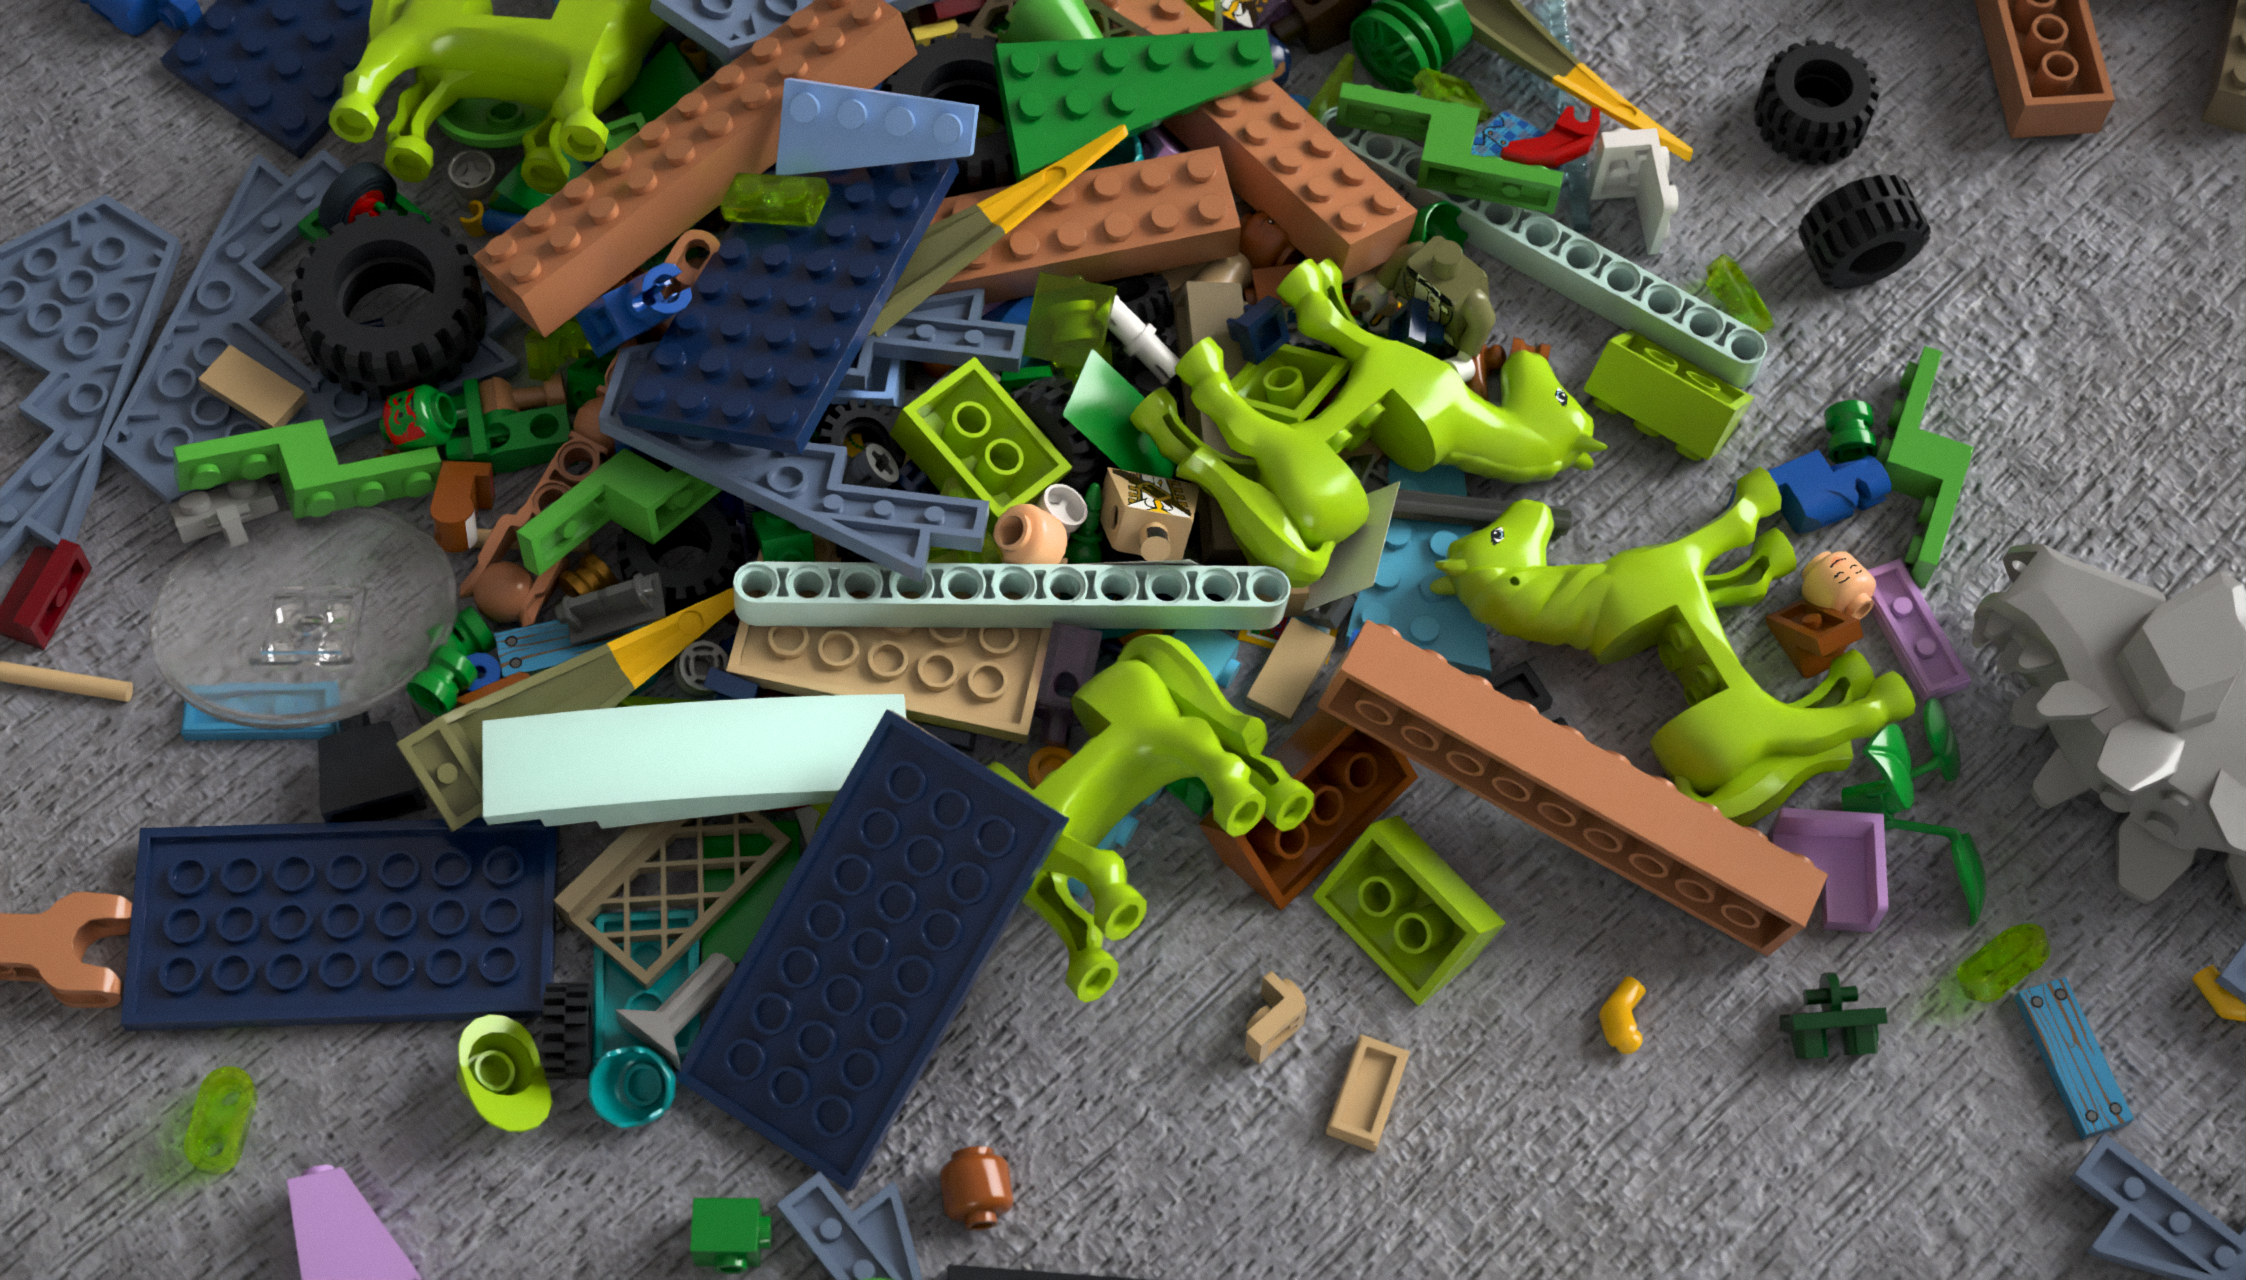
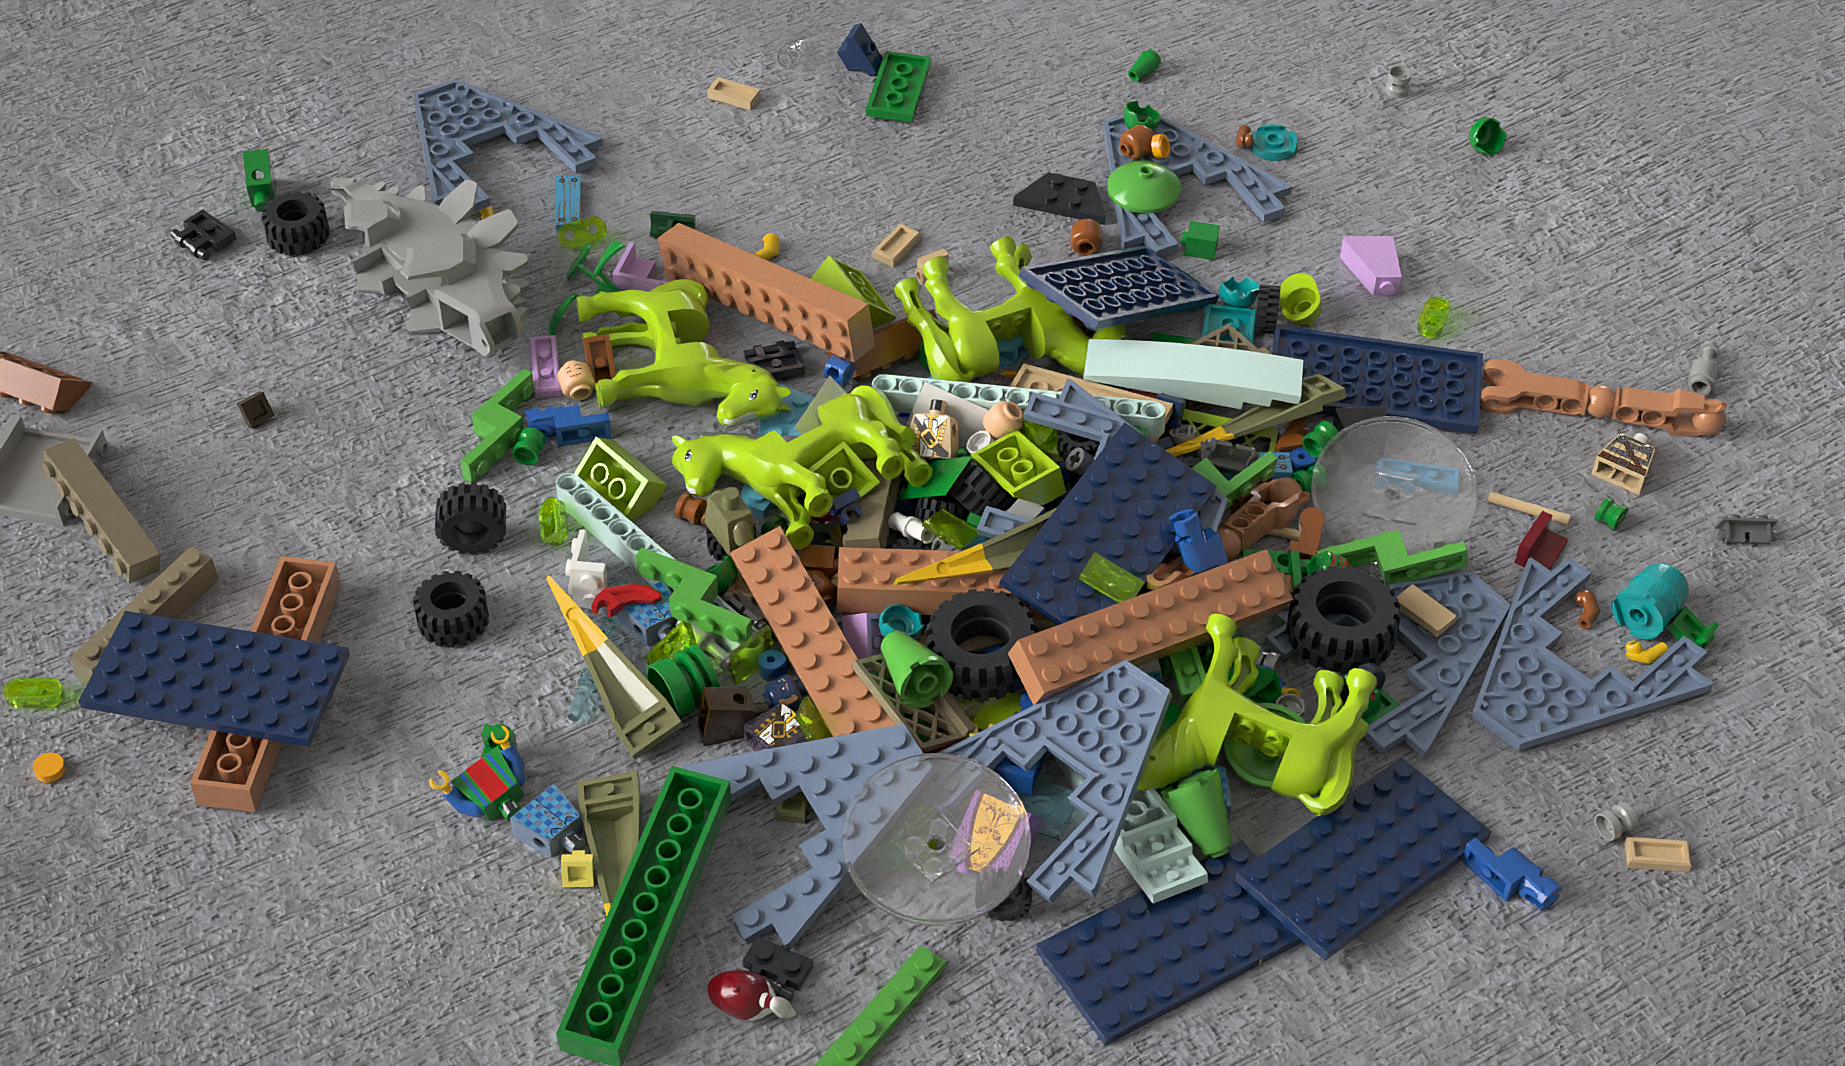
camera: 165 degrees left, 15 degrees down
(661, 1026) = (1224, 305): light grey piece -> none
(860, 127) = (1052, 585): light blue wing -> none
(1079, 89) = (908, 614): green wing -> none
(1413, 328) = (759, 507): dark blue tile -> none

